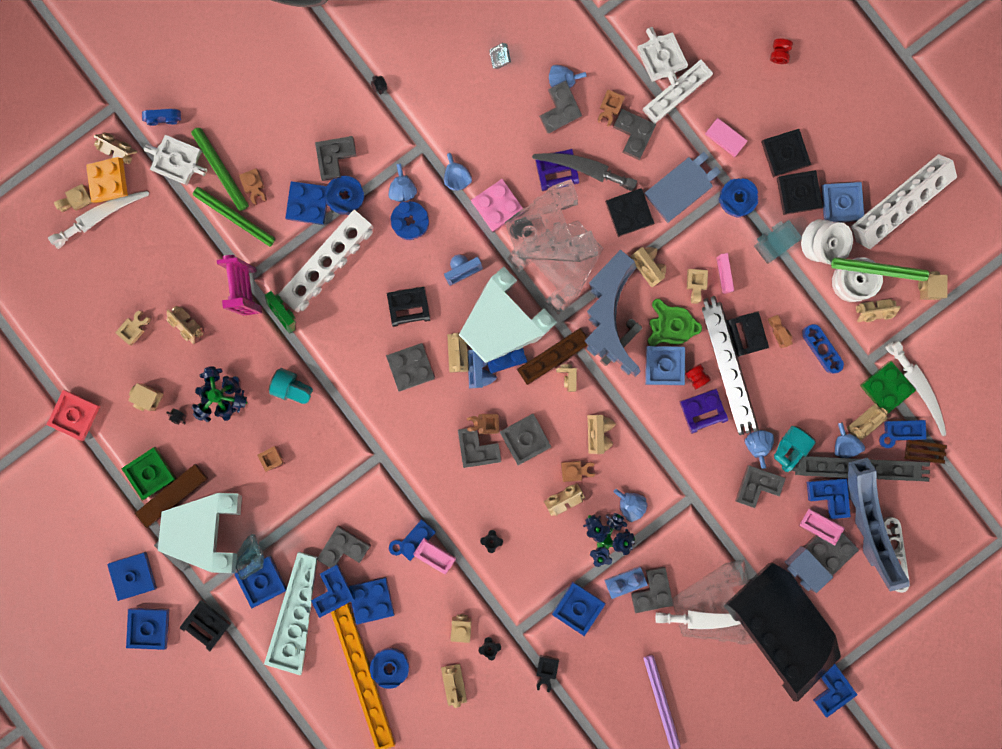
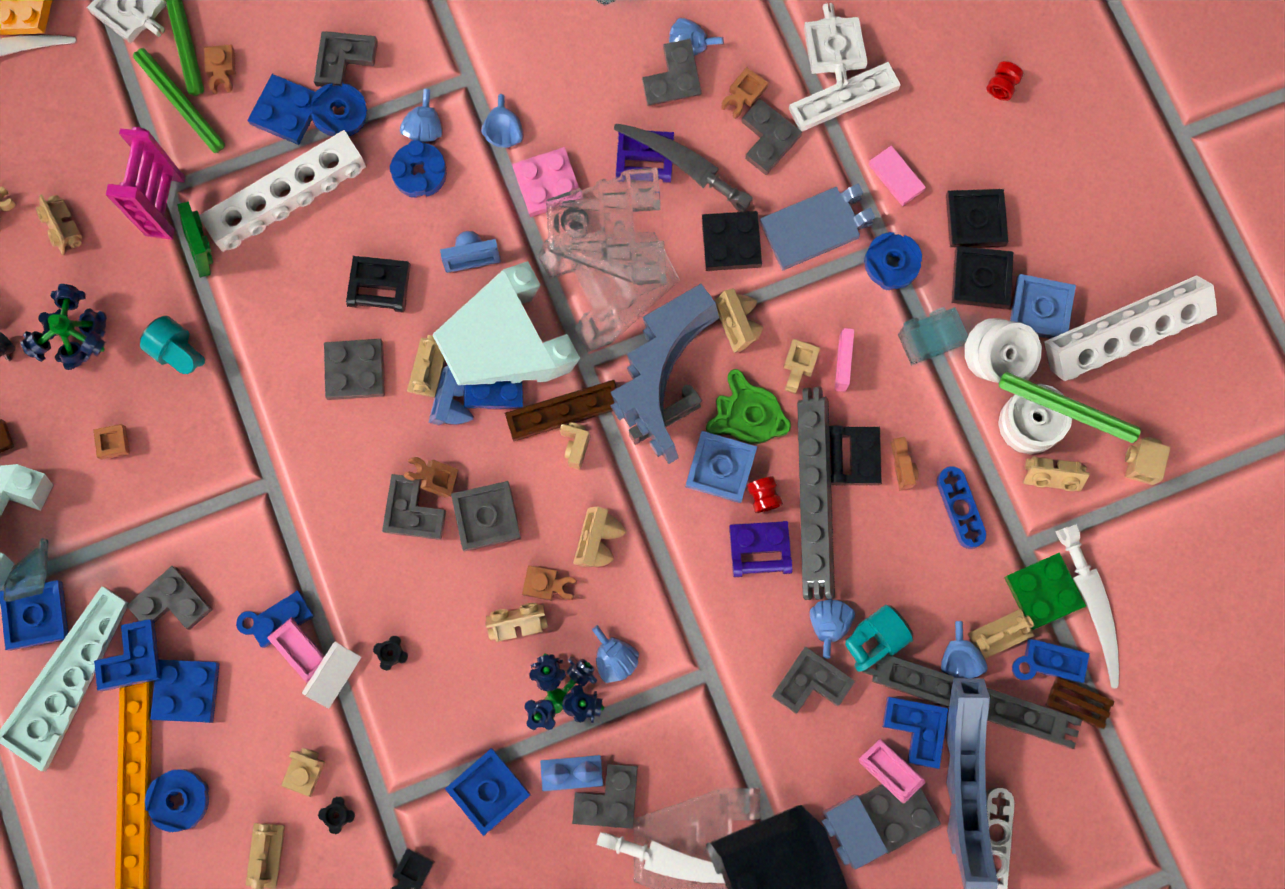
camera: 20 degrees right, 10 degrees down
(460, 565) = (331, 675): none -> white tile

